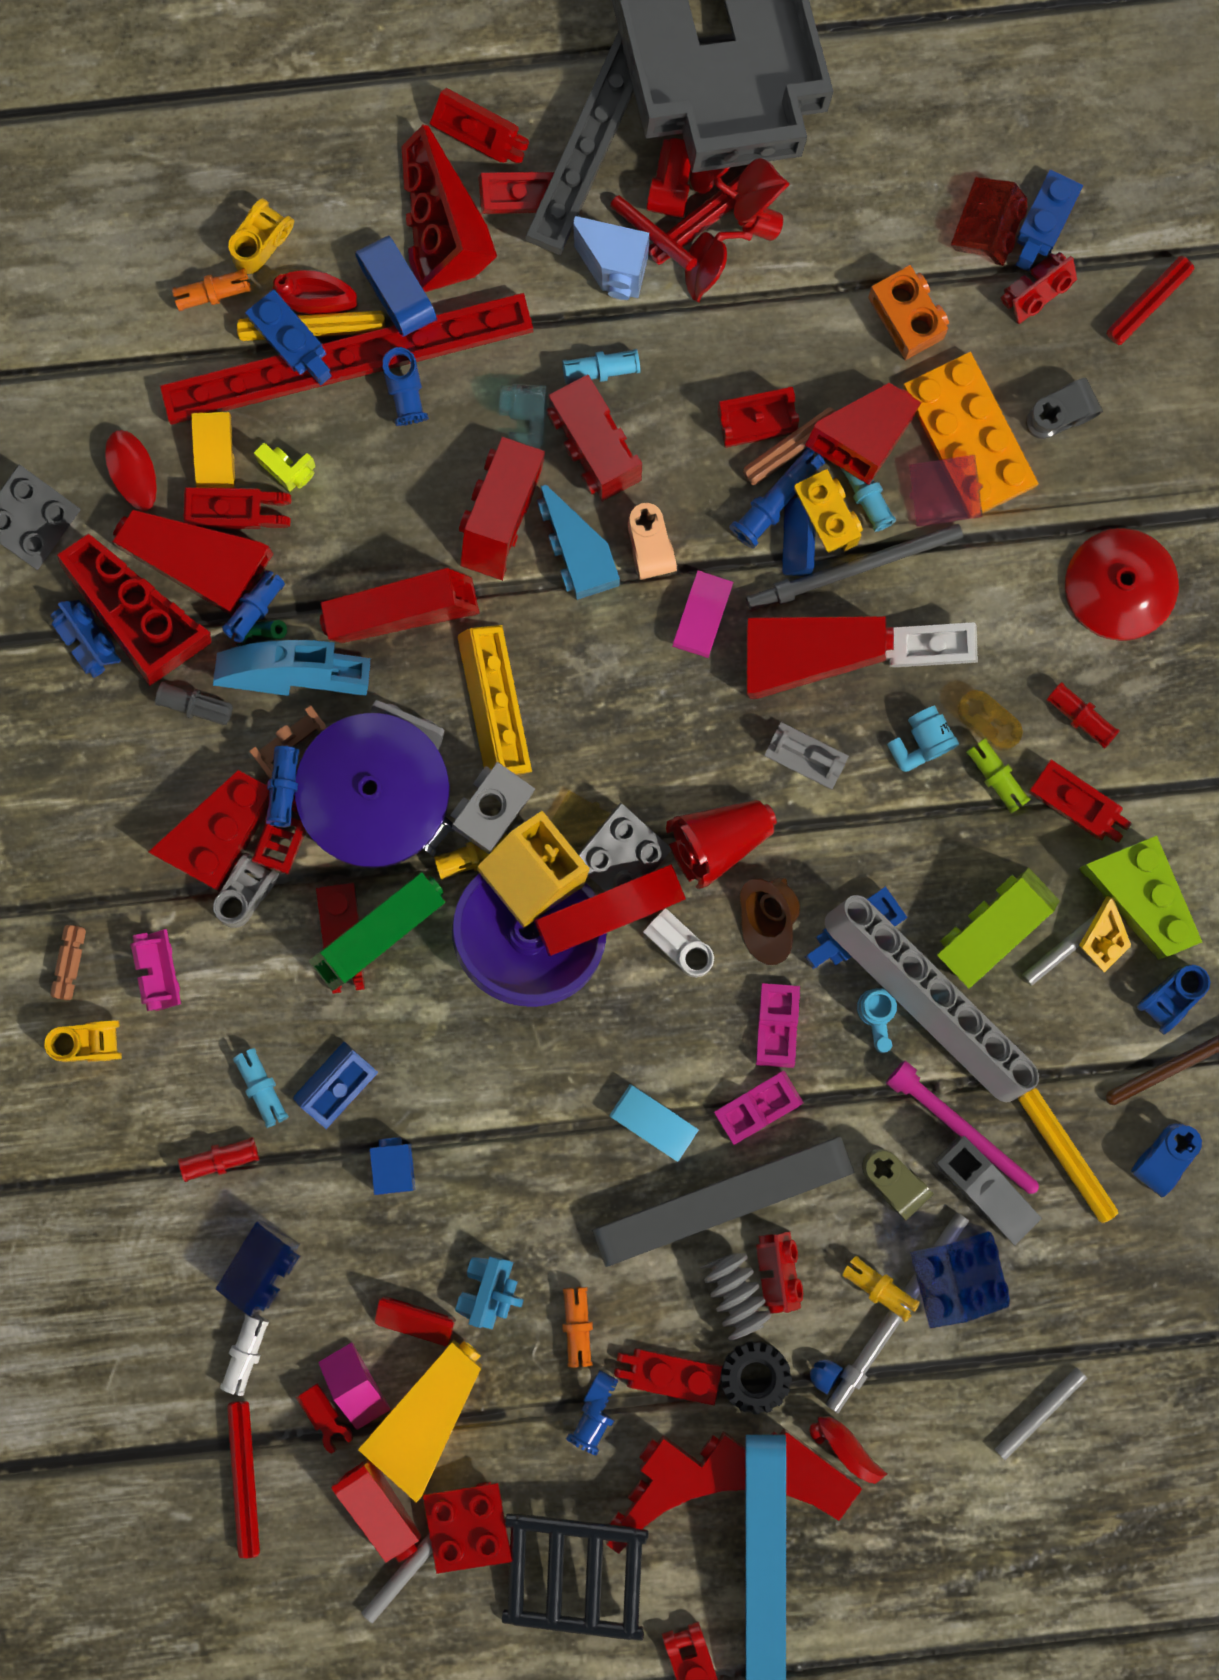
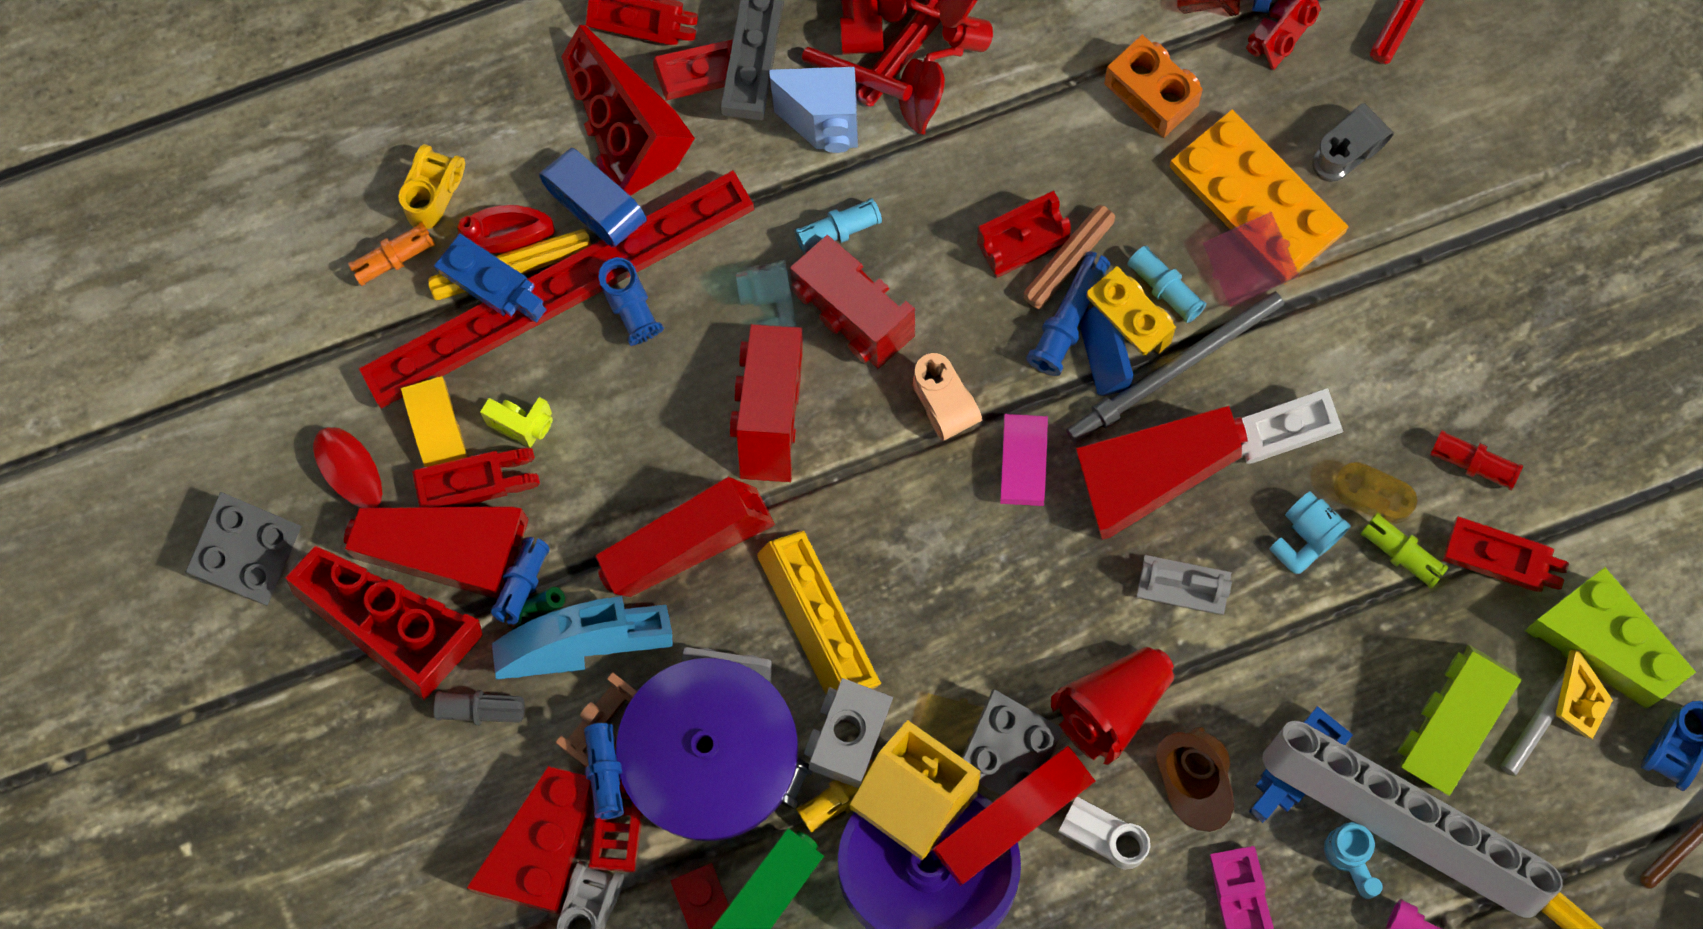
camera: 10 degrees left, 10 degrees down
(76, 622) = (324, 651): blue hinge -> none
(584, 552) = (873, 425): dark azure slope -> none
(864, 431) = (1144, 218): red slope -> none
(1107, 604) = (1455, 328): red dish -> none

